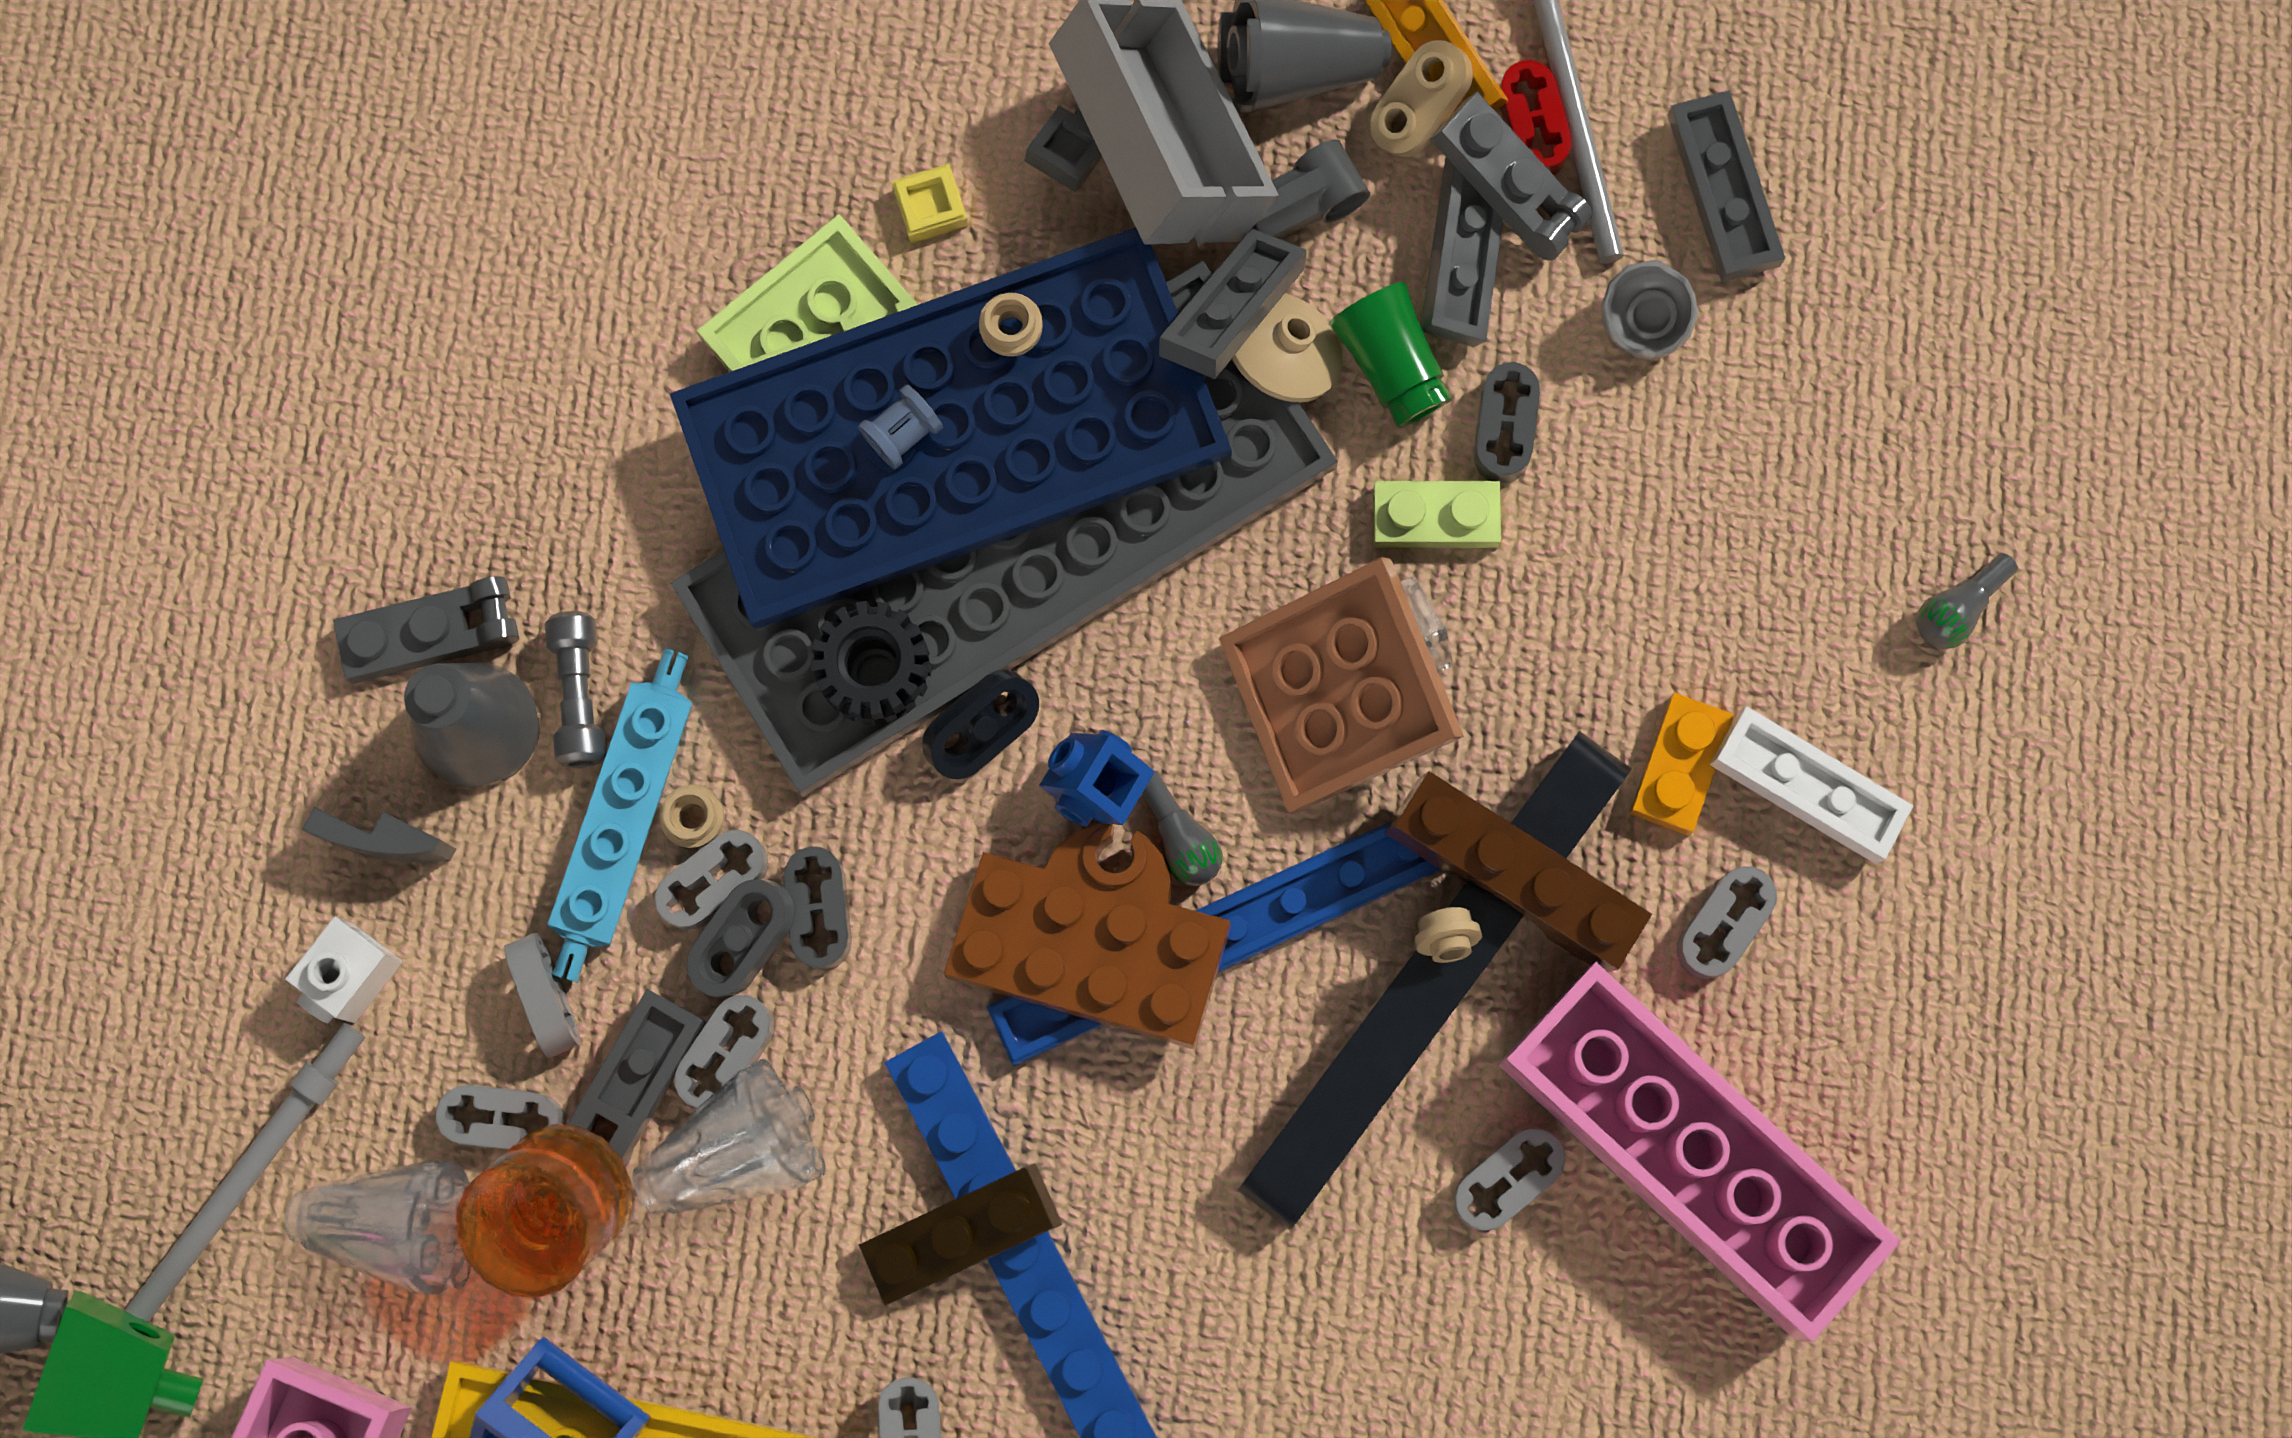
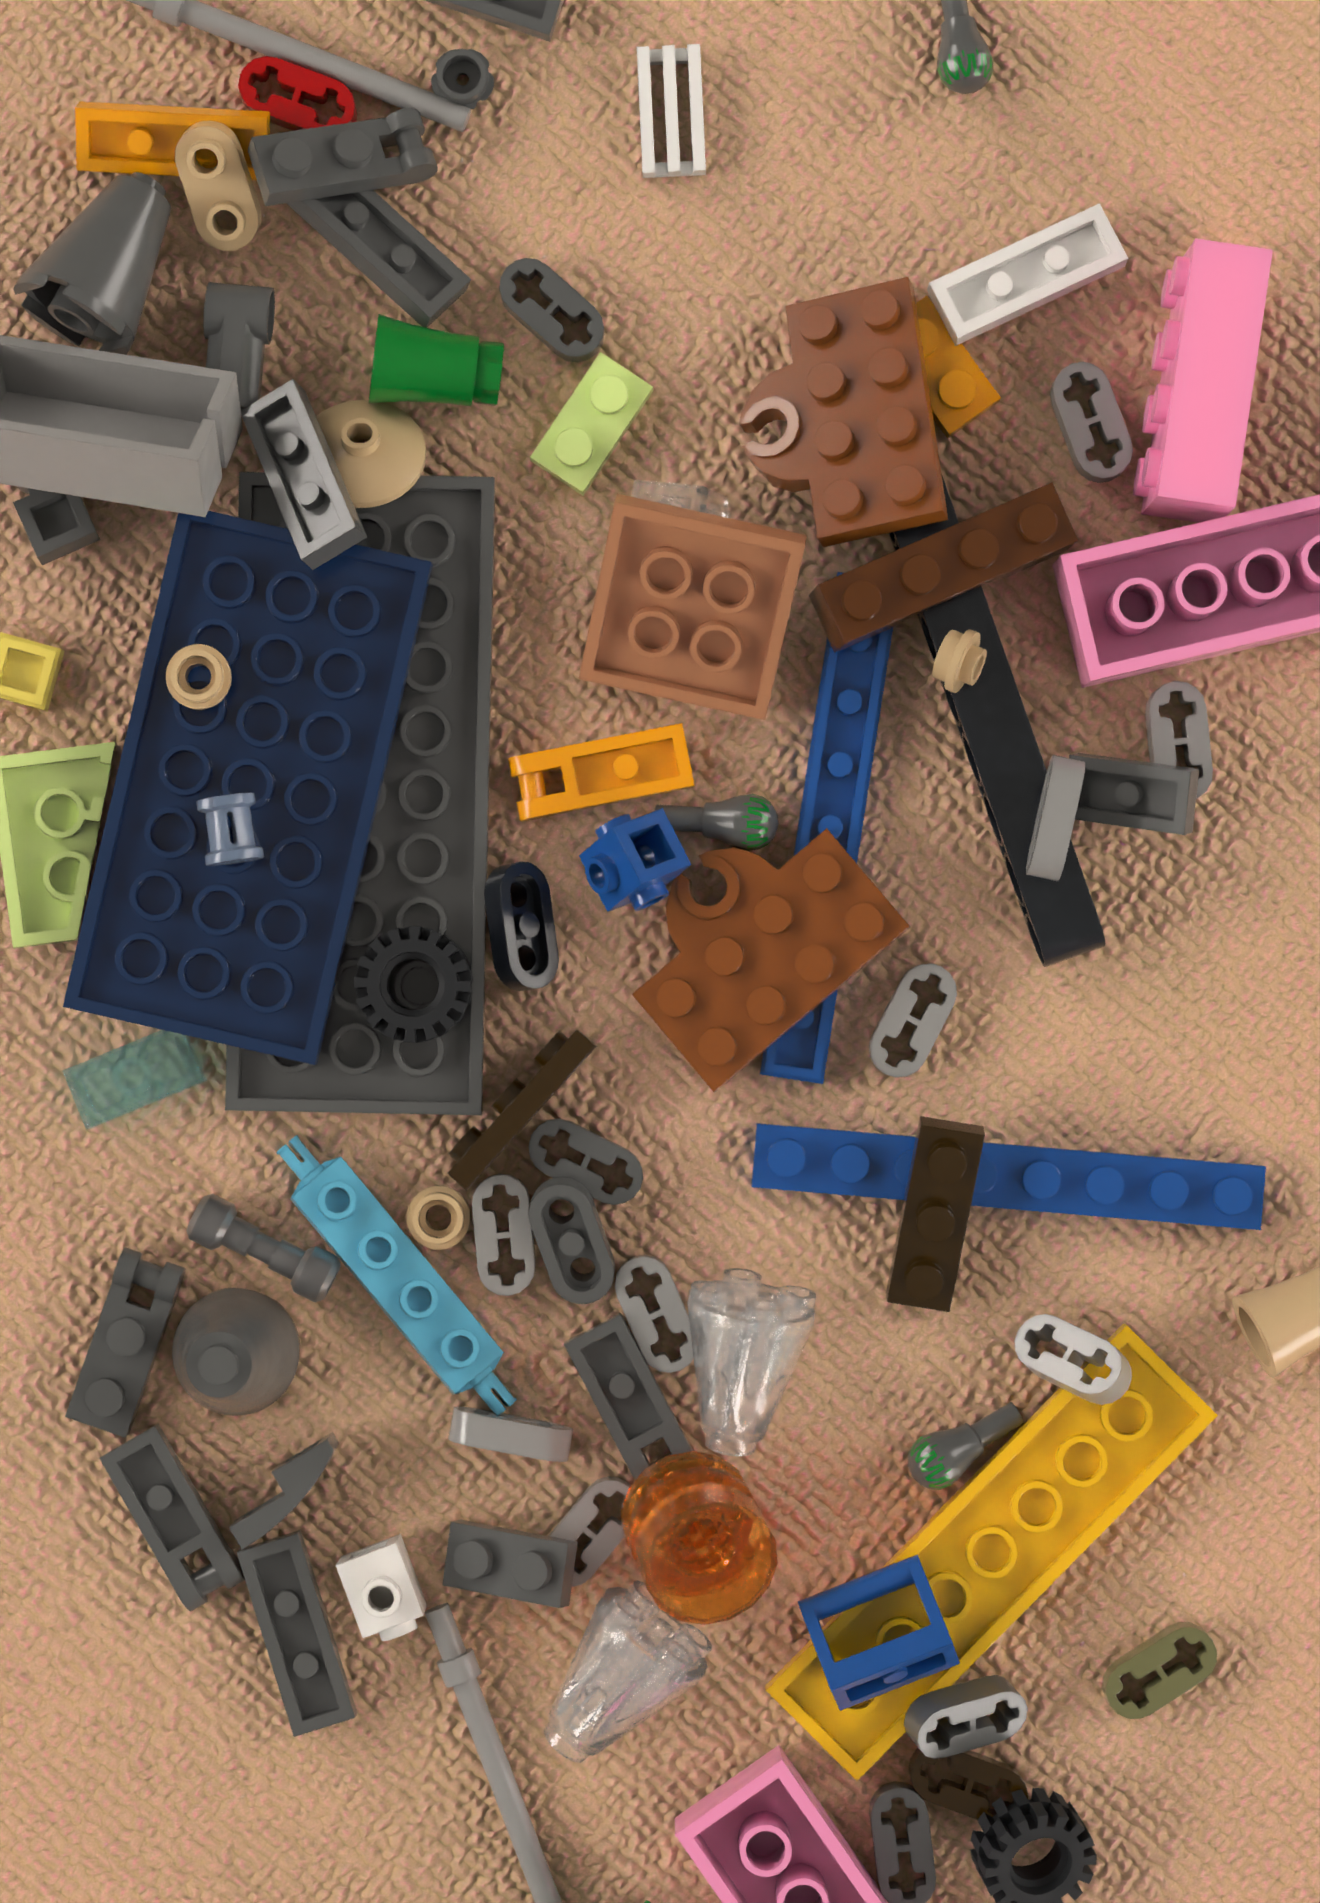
camera: 60 degrees left, 10 degrees up
(261, 927) = (297, 1633): none -> dark grey plate
(300, 760) = (171, 1515): none -> dark grey plate
(429, 1066) = (510, 1563): none -> dark grey plate
(652, 496) = (133, 1076): none -> clear light blue plate
(755, 1385) = (945, 1455): none -> dark grey piece
(827, 821) = (518, 1106): none -> dark brown plate
(1116, 1090) = (926, 1027): none -> light grey beam
(1156, 709) = (604, 771): none -> light orange plate
(1368, 1107) = (1055, 818): none -> light grey beam
(1436, 1164) = (1137, 794): none -> dark grey plate
(1591, 715) = (853, 415): none -> dark orange plate
(1649, 309) = (538, 123): light grey hair -> none
(1653, 222) = (466, 63): none -> dark grey plate
(1775, 381) = (669, 57): none -> white tile
(1840, 986) = (1205, 381): none -> bright pink brick

